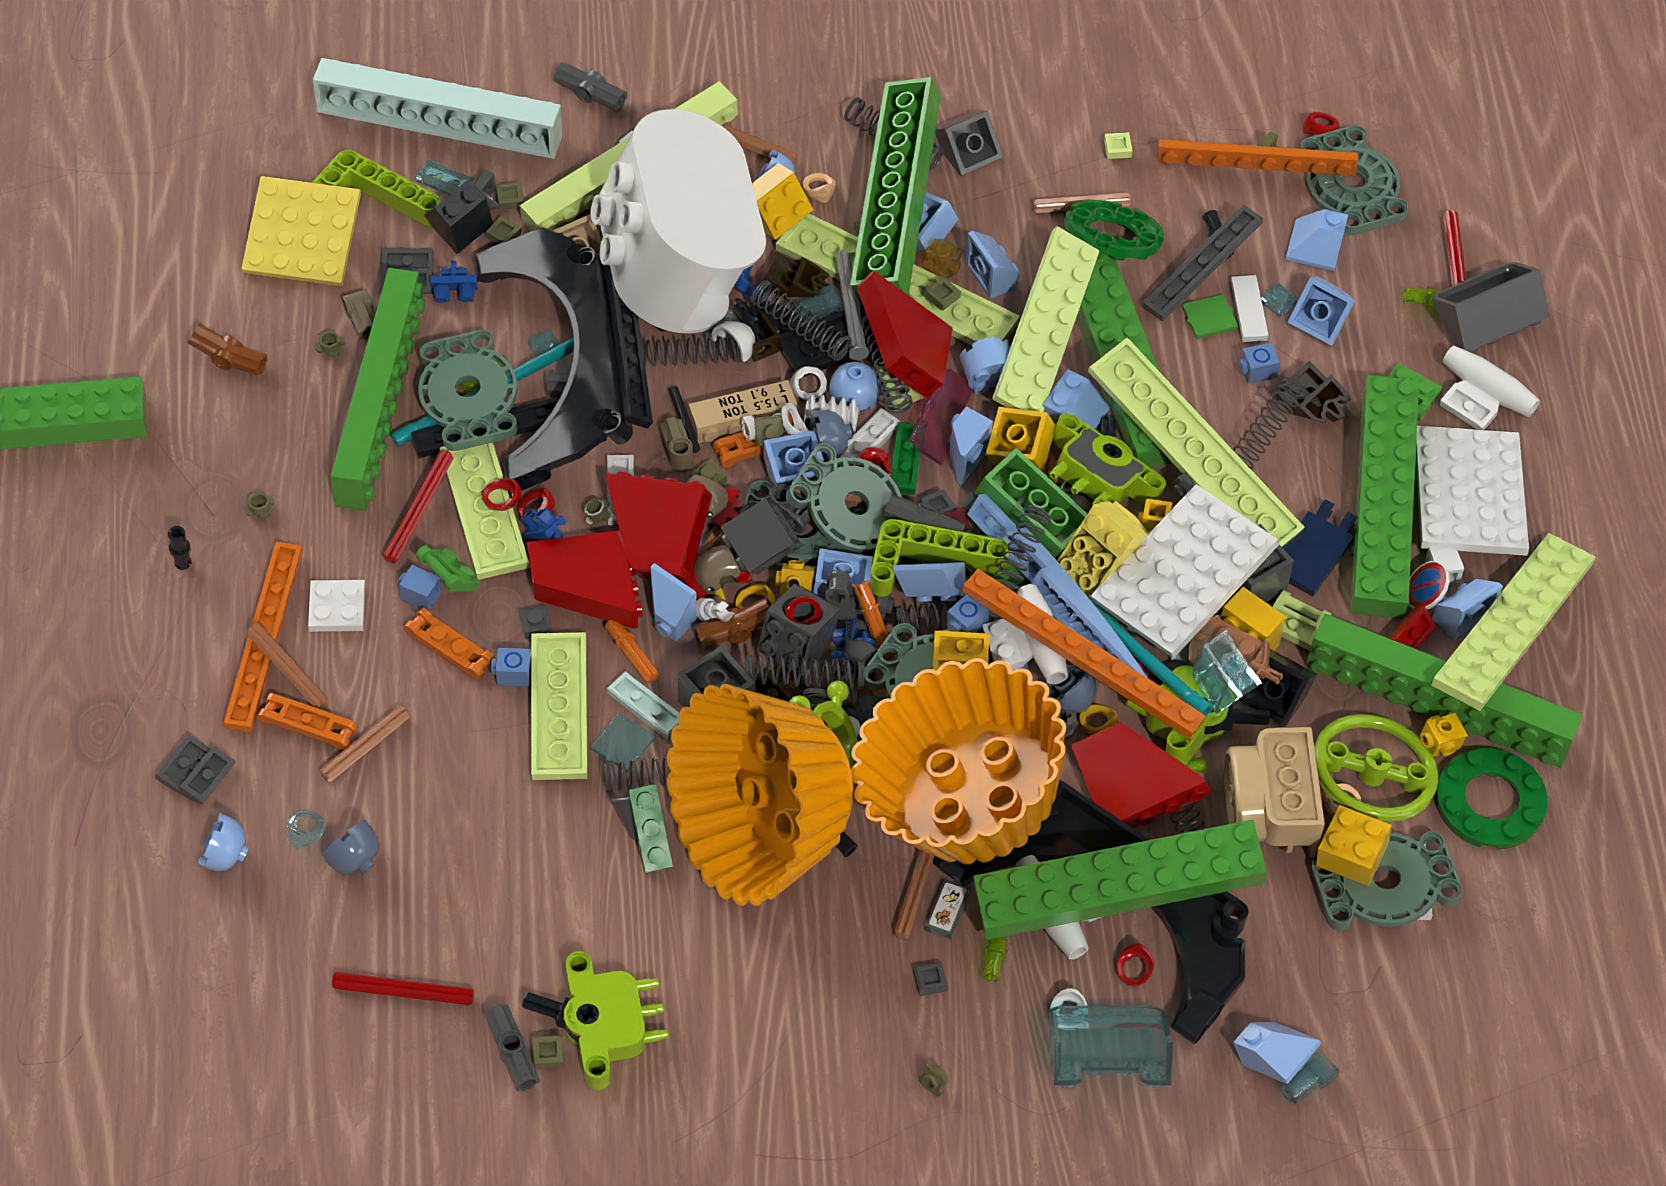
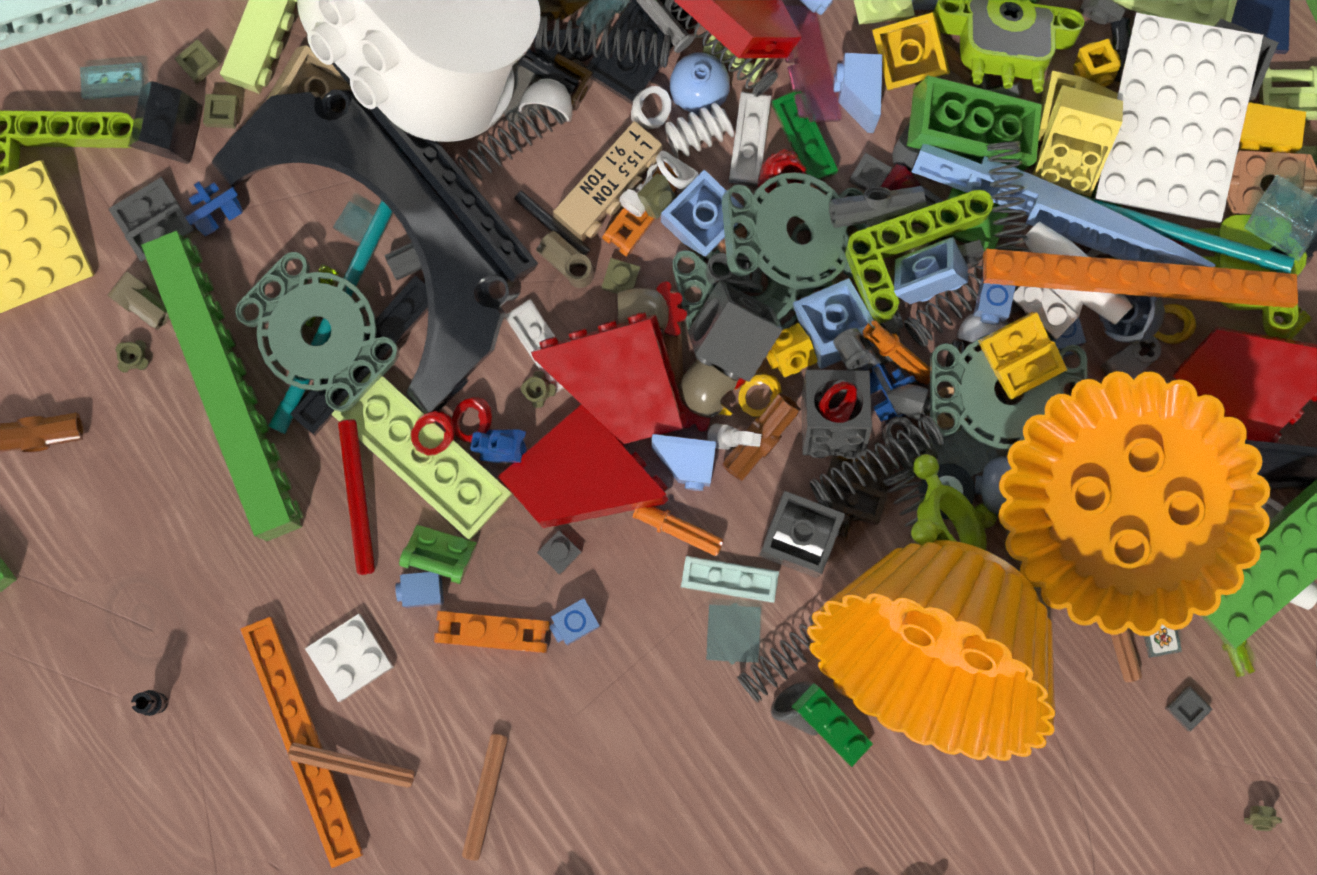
camera: 30 degrees left, 25 degrees up
(257, 499) = (183, 588): olive plate -> none
(307, 720) = (411, 809): orange plate -> none
(486, 185) = (163, 71): dark grey plate -> none
(558, 706) = (648, 636): yellowish green plate -> none
(831, 430) = (719, 159): sand blue cylinder -> none

